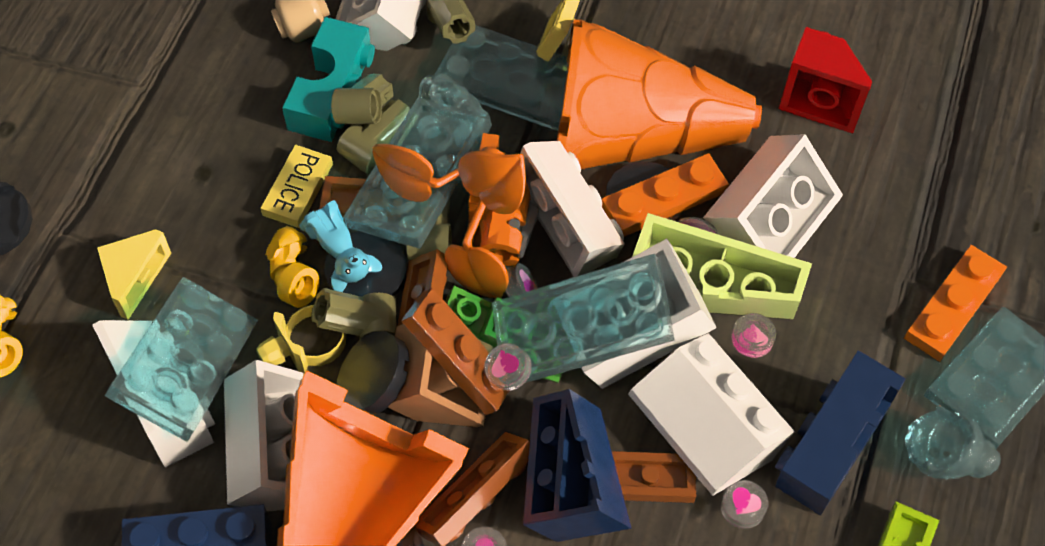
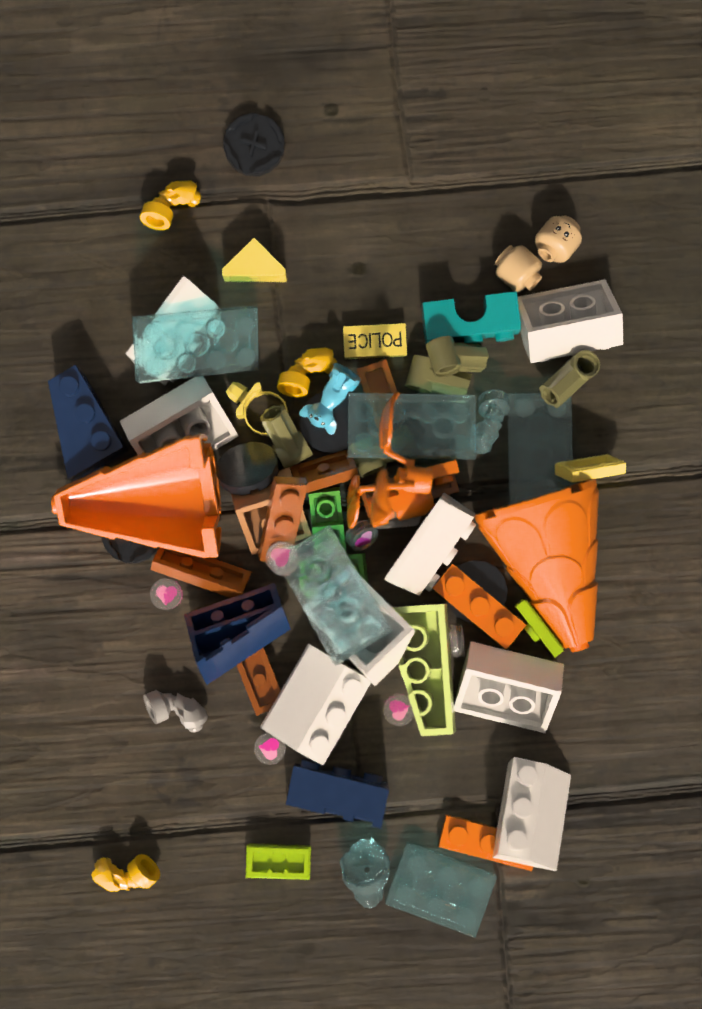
camera: 70 degrees right, 25 degrees up
(721, 145) = (537, 628): none -> lime plate
(826, 82) = (629, 687): red slope -> none
(935, 238) = (532, 814): none -> white slope

